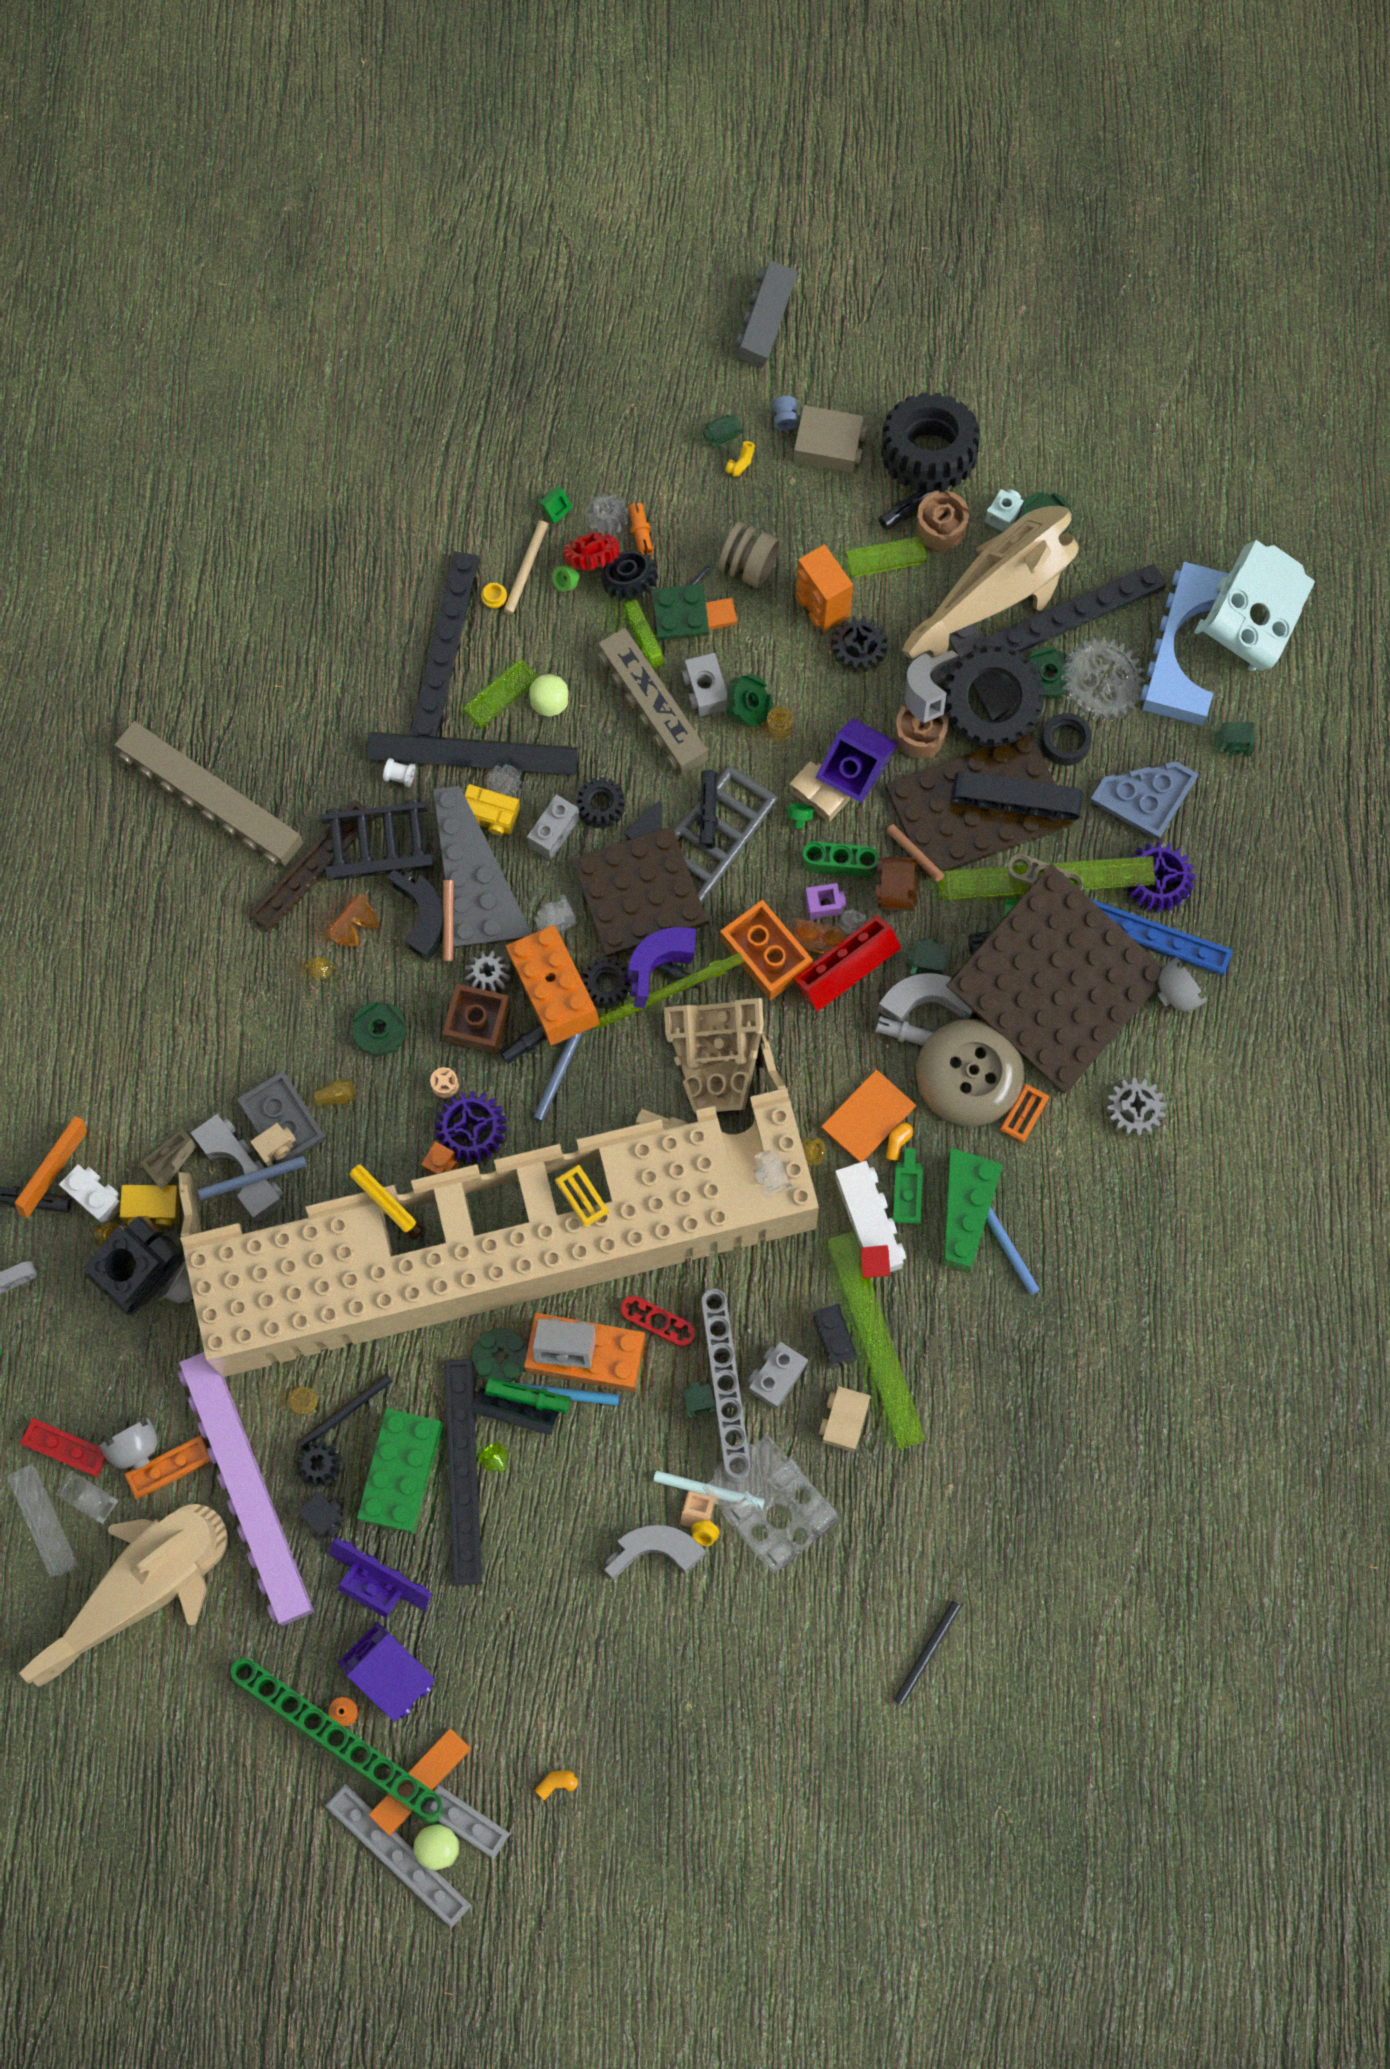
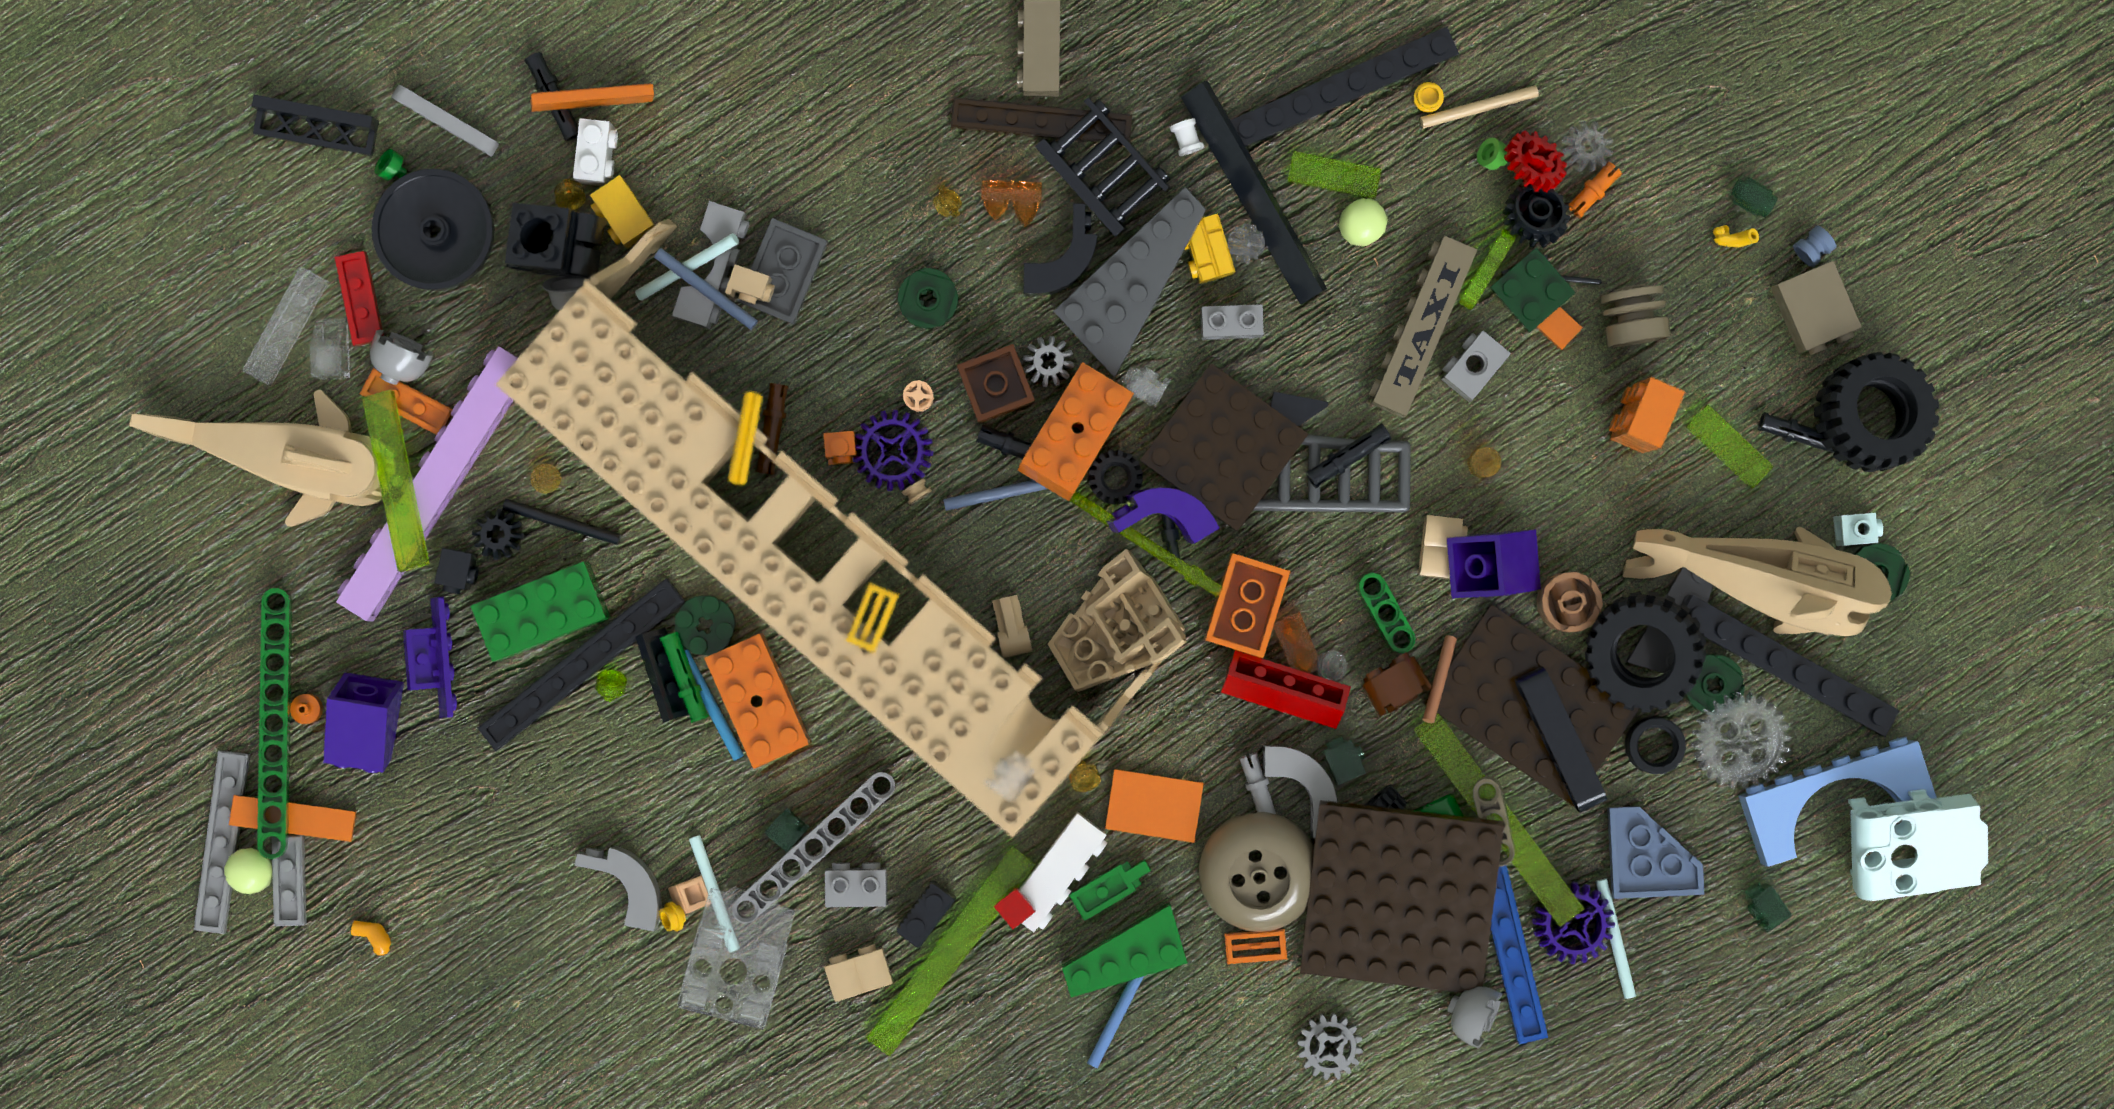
camera: 50 degrees right, 15 degrees up
(36, 1338) = (406, 222): none -> black dish
(168, 1158) = (674, 197): dark tan wing -> none
(222, 1510) = (395, 481): none -> clear neon green tile
(227, 1172) = (692, 263): none -> light aqua bar
(336, 1093) = (842, 305): clear yellow cone -> none
(448, 895) = (1072, 289): nougat bar -> none
(513, 1131) = (916, 491): none -> tan bush
(555, 504) = (1562, 90): green tile -> none
(564, 1343) = (744, 683): light grey brick -> none
(600, 817) = (1301, 335): black tyre -> none
(679, 1325) = (843, 766): red beam -> none
(738, 704) = (1472, 412): dark green plate -> none
(765, 313) = (1909, 153): dark grey brick -> none
(800, 813) = (1406, 543): green tile -> none
(816, 895) = (1324, 617): medium lavender brick -> none
(869, 638) = (1628, 492): black gear -> none
(898, 1138) = (1150, 847): light orange arm -> none
(921, 693) = (1596, 584): light grey arch -> none
(942, 521) = (1802, 477): medium nougat brick -> none
(1198, 859) = (1617, 942): none -> light aqua bar

